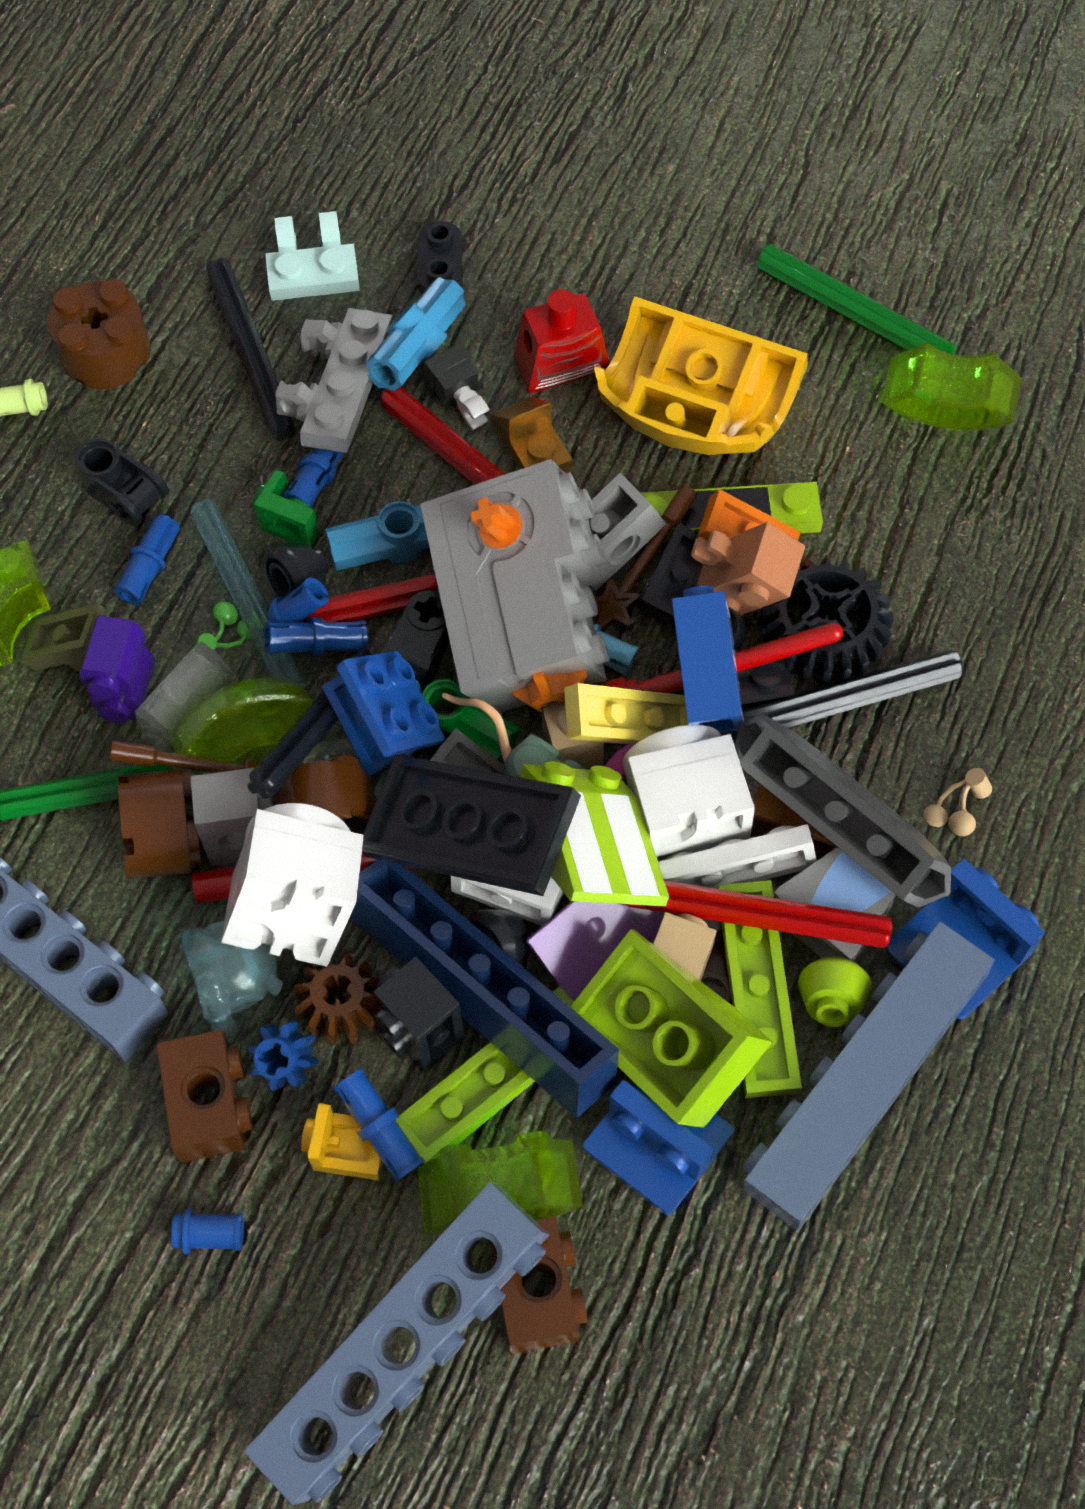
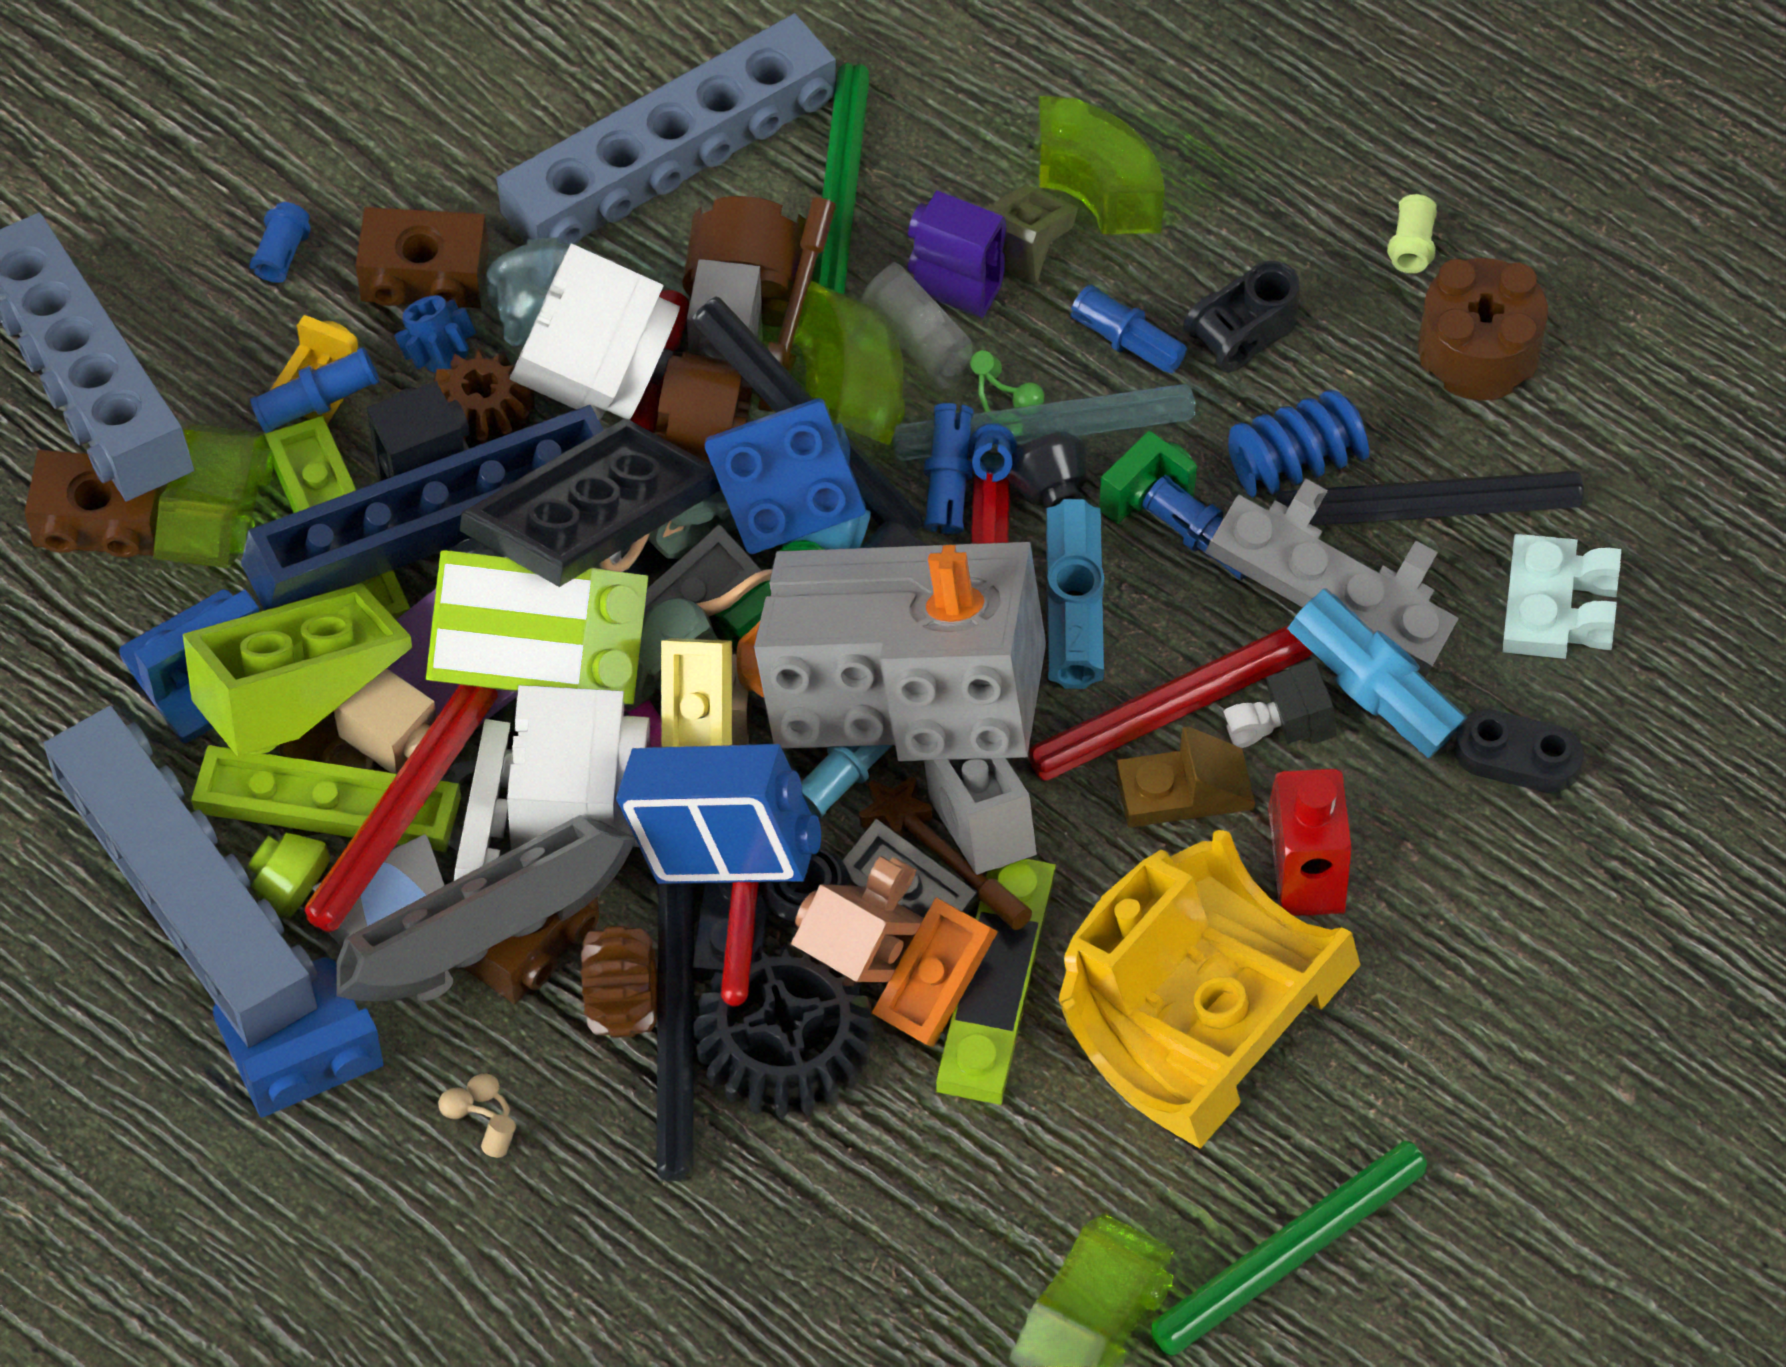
camera: 105 degrees right, 5 degrees down
(231, 423) = (1295, 440): none -> blue piece
(841, 722) = (619, 981): none -> reddish brown gear

